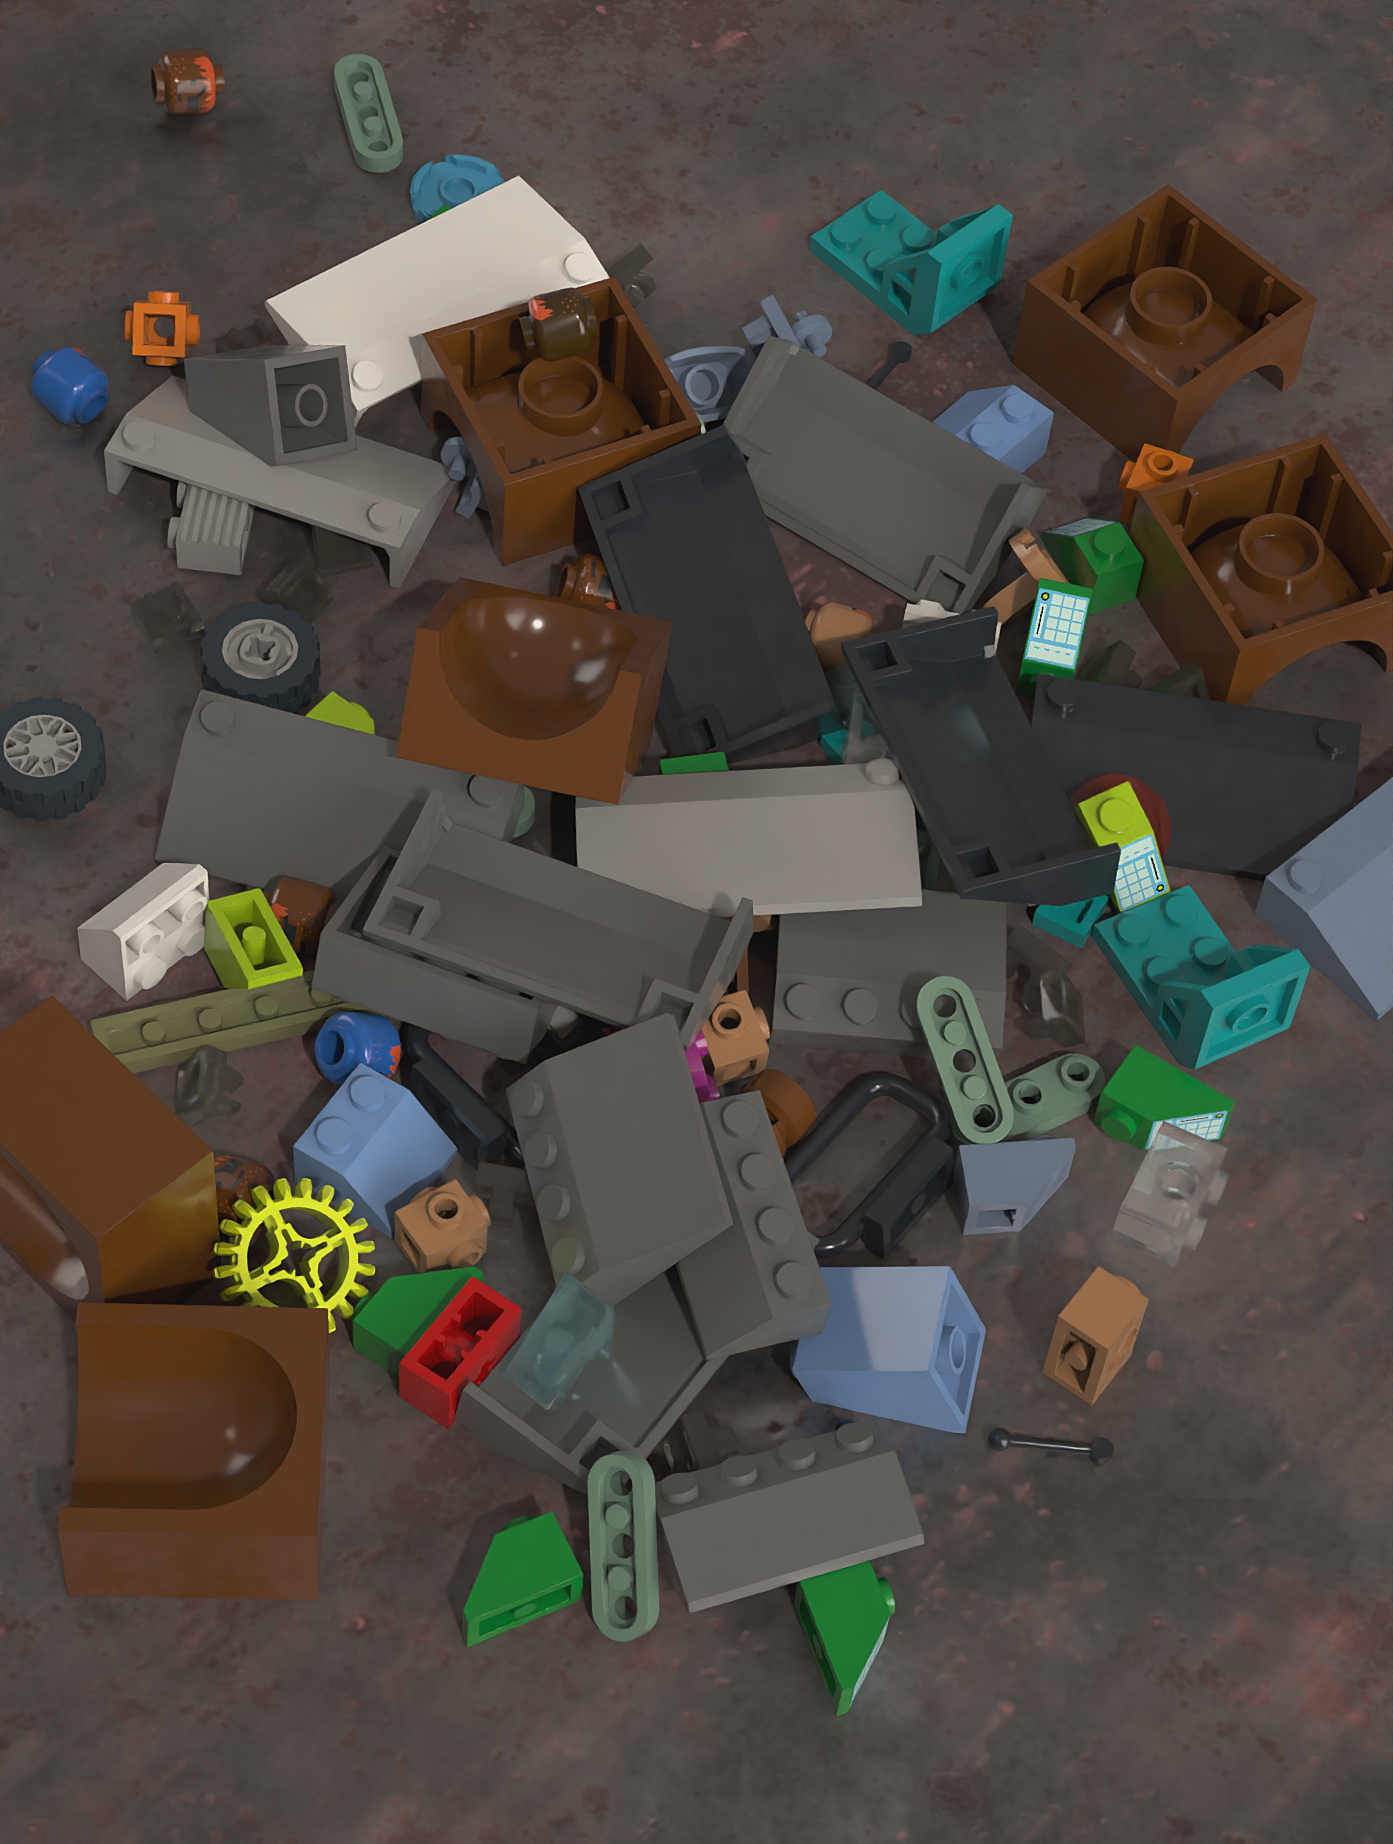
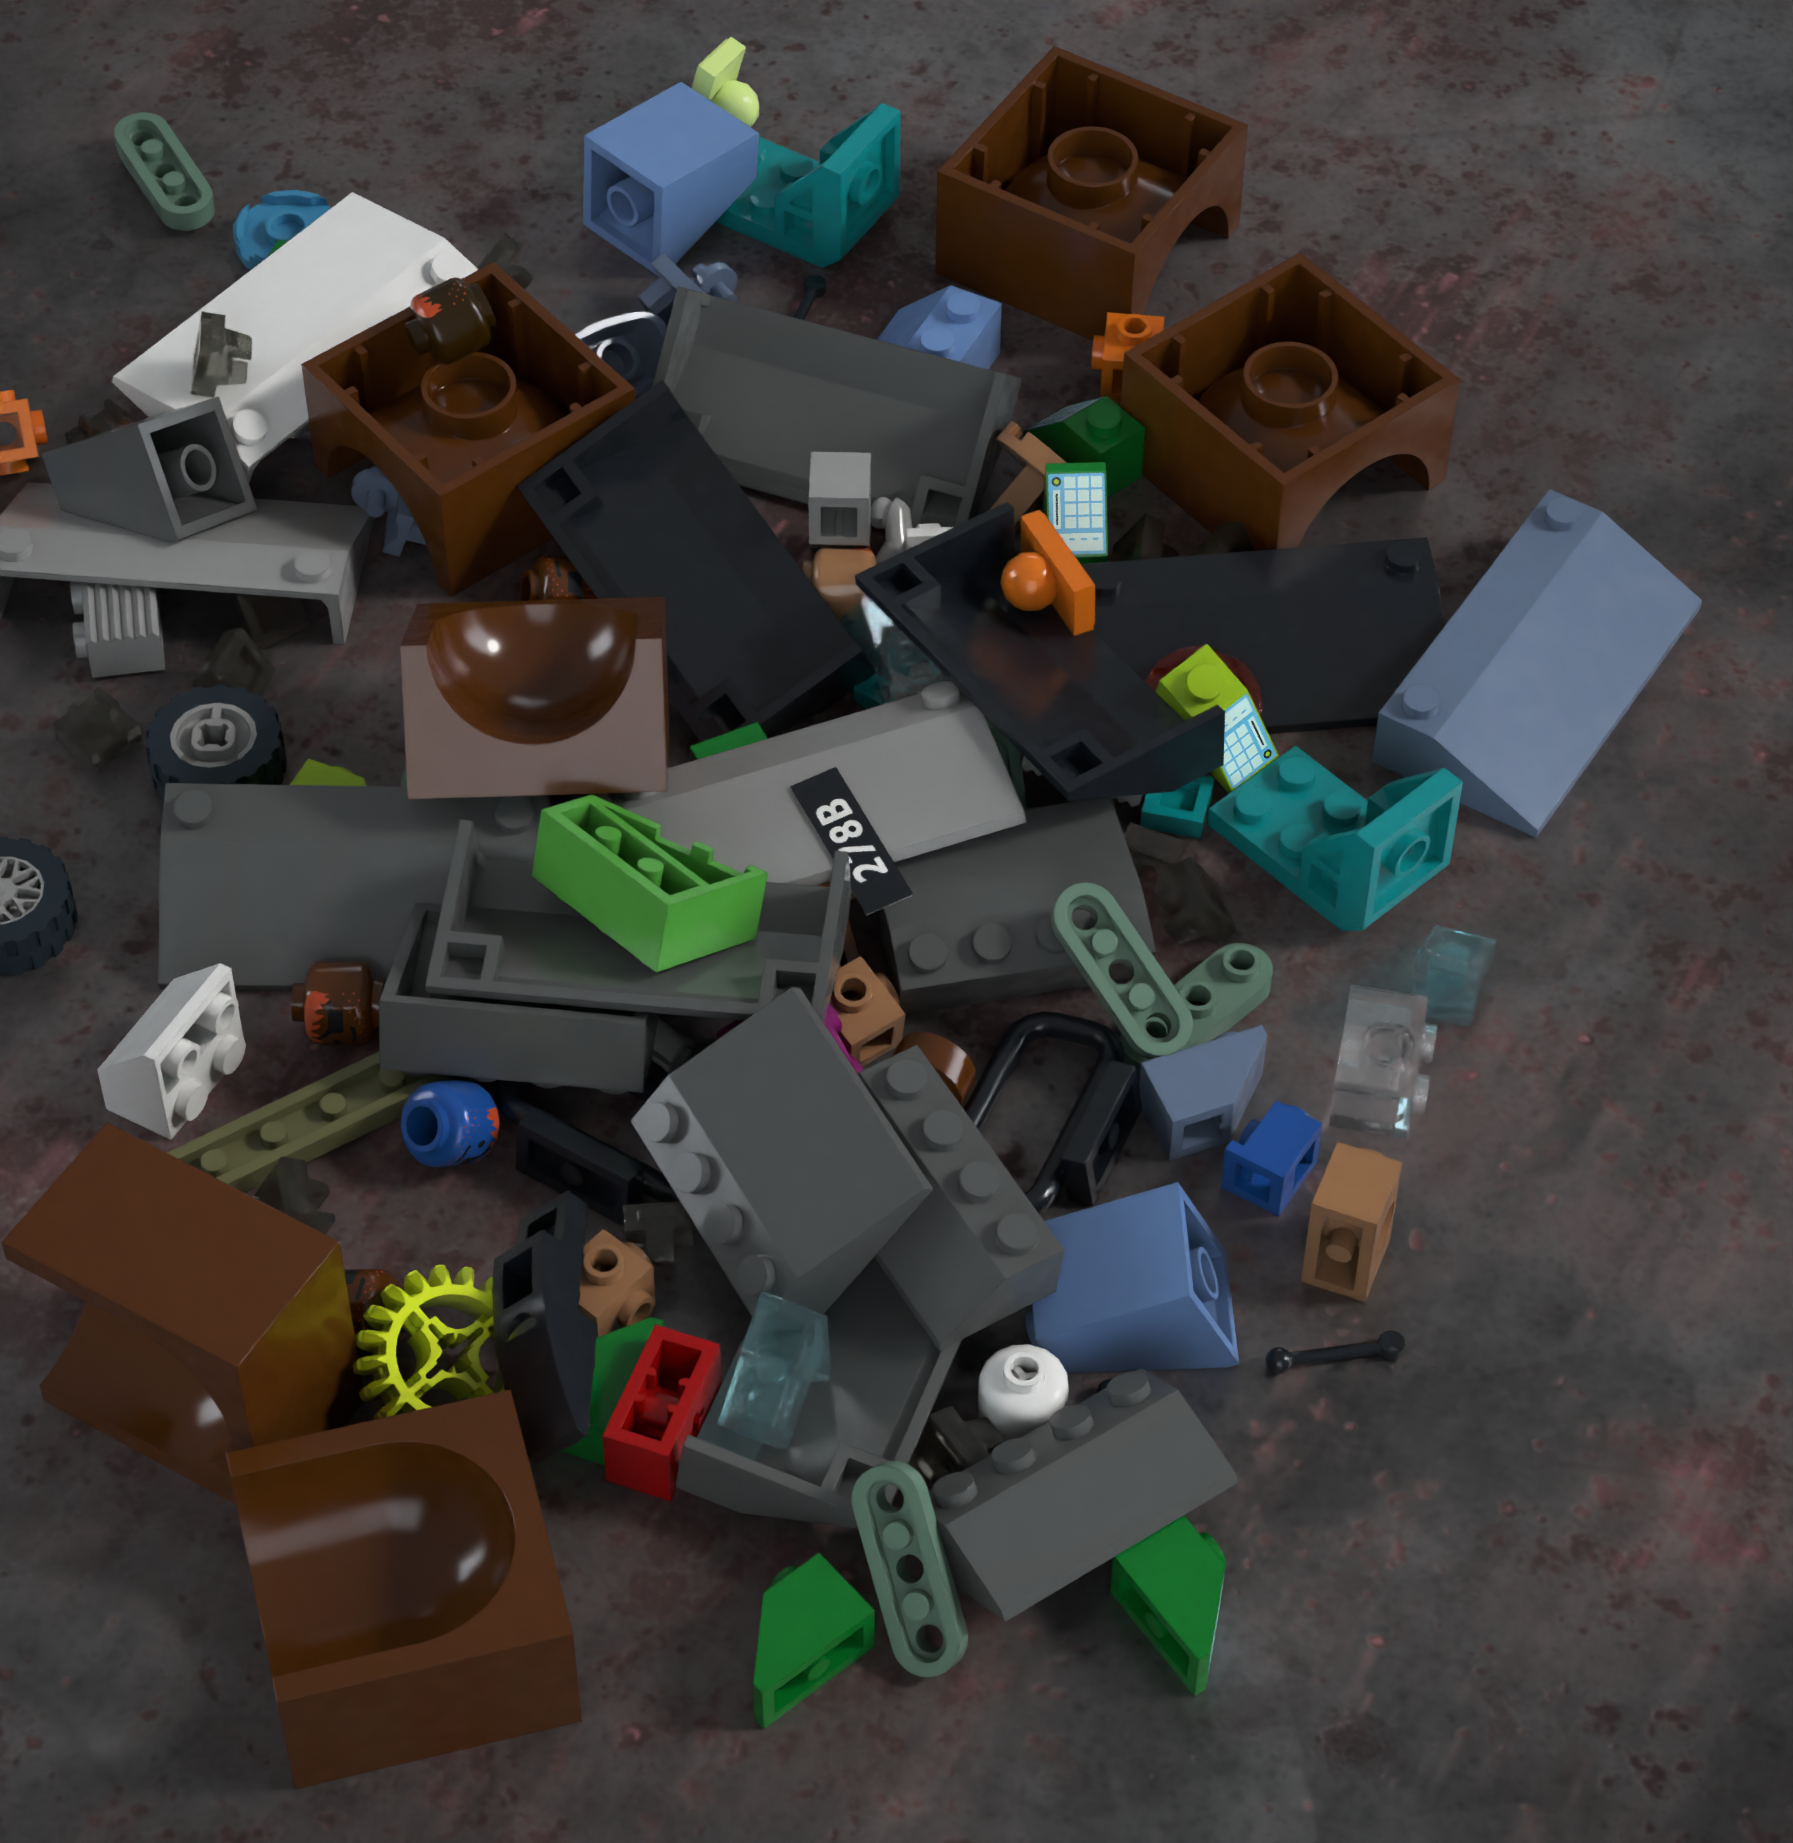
camera: 10 degrees left, 5 degrees down
(247, 942) = (293, 1039): lime slope -> none
(357, 306) = (215, 353): none -> clear smoke tile
(371, 1263) = (540, 1333): none -> black slope
(373, 1148) = (480, 1205): medium blue slope -> none
(571, 888) = (642, 888): none -> bright green wedge
(766, 884) = (846, 828): none -> black sticker
(767, 1412) = (1021, 1389): none -> white head
(797, 219) = (665, 173): none -> medium blue slope
(854, 565) = (839, 499): none -> light grey slope
(865, 157) = (718, 82): none -> yellowish green tile
(904, 590) = (894, 518): none -> light grey arm
(1012, 681) = (1048, 575): none -> orange tile
(1050, 1257) = (1272, 1157): none -> blue brick
(1151, 1091) = (1326, 960): green slope -> none
(1258, 1126) = (1451, 973): none -> clear light blue slope

